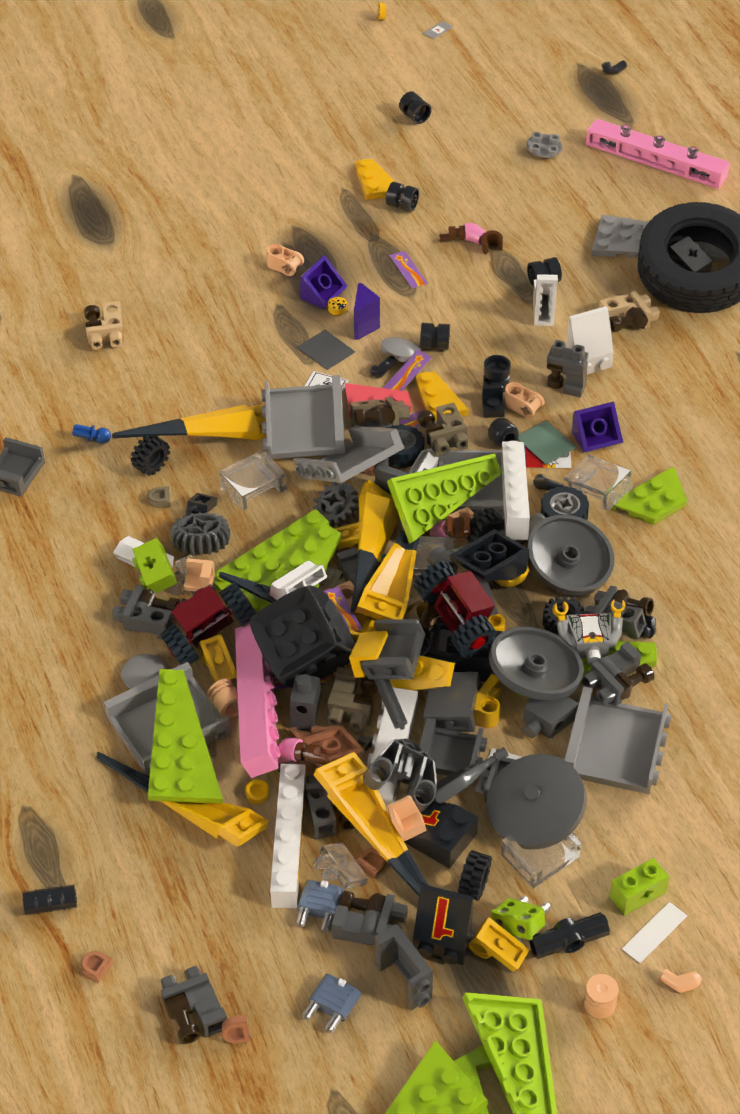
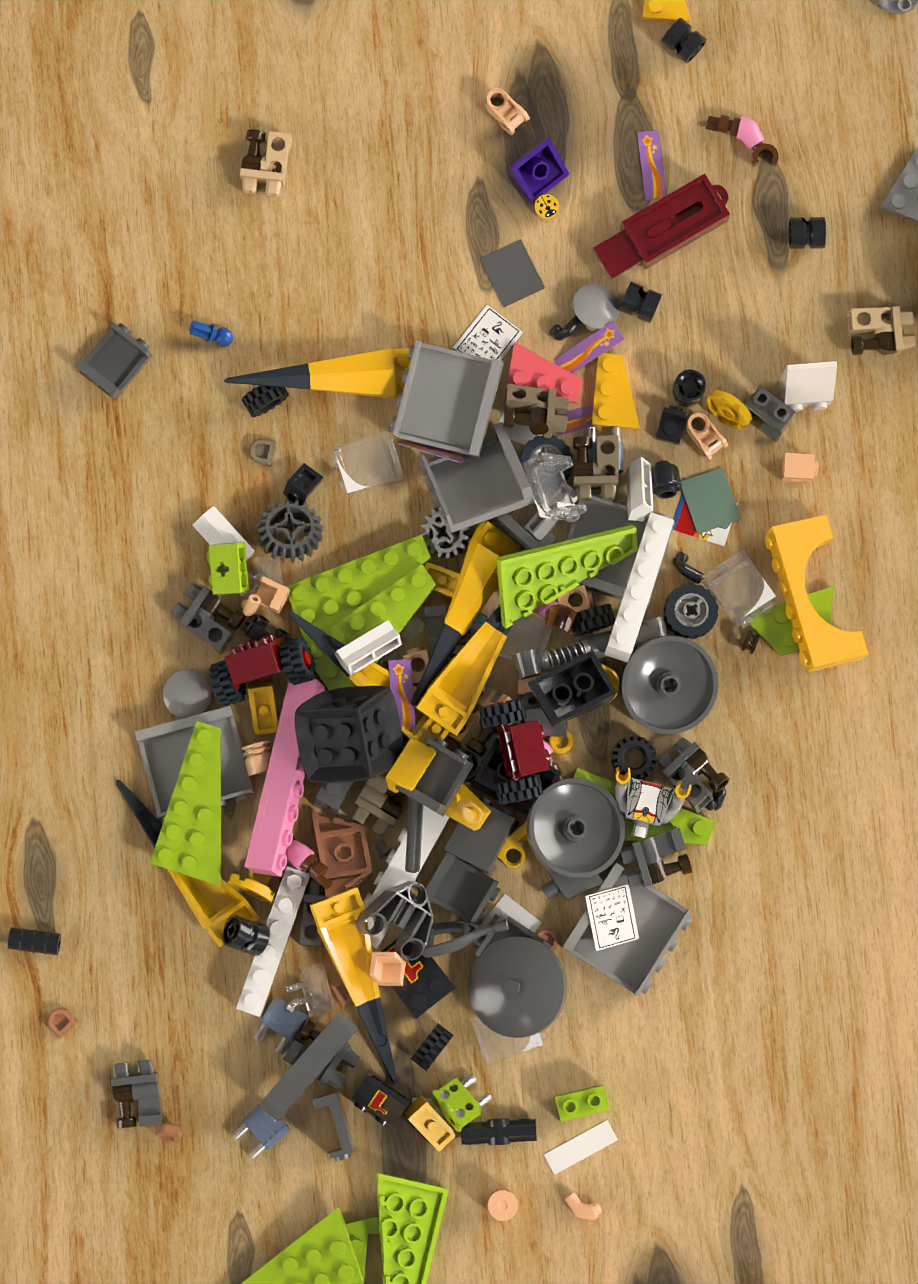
camera: 15 degrees right, 35 degrees up
(183, 588) = (251, 605): none -> light nougat arm
(253, 792) = (252, 888): none -> yellow tile
(261, 823) = (245, 935): none -> black wheel
(305, 456) = (435, 451): none -> medium lavender sticker
(359, 918) = (308, 1066): none -> dark grey beam
(366, 312) = (571, 242): dark purple slope -> none
(416, 438) = (550, 487): none -> clear panel
(435, 289) = (665, 227): none -> dark red piece
(485, 437) = (639, 489): none -> white piece
(535, 374) = (730, 408): none -> yellow tile
(544, 299) = (788, 282): white arch -> none
(596, 427) = (770, 506): dark purple slope -> none
(598, 730) = (612, 917): none -> white sticker
(607, 395) = (799, 467): none -> light nougat brick
(624, 516) = (750, 642): none -> dark brown bush
(681, 493) = (818, 641): none -> yellow arch

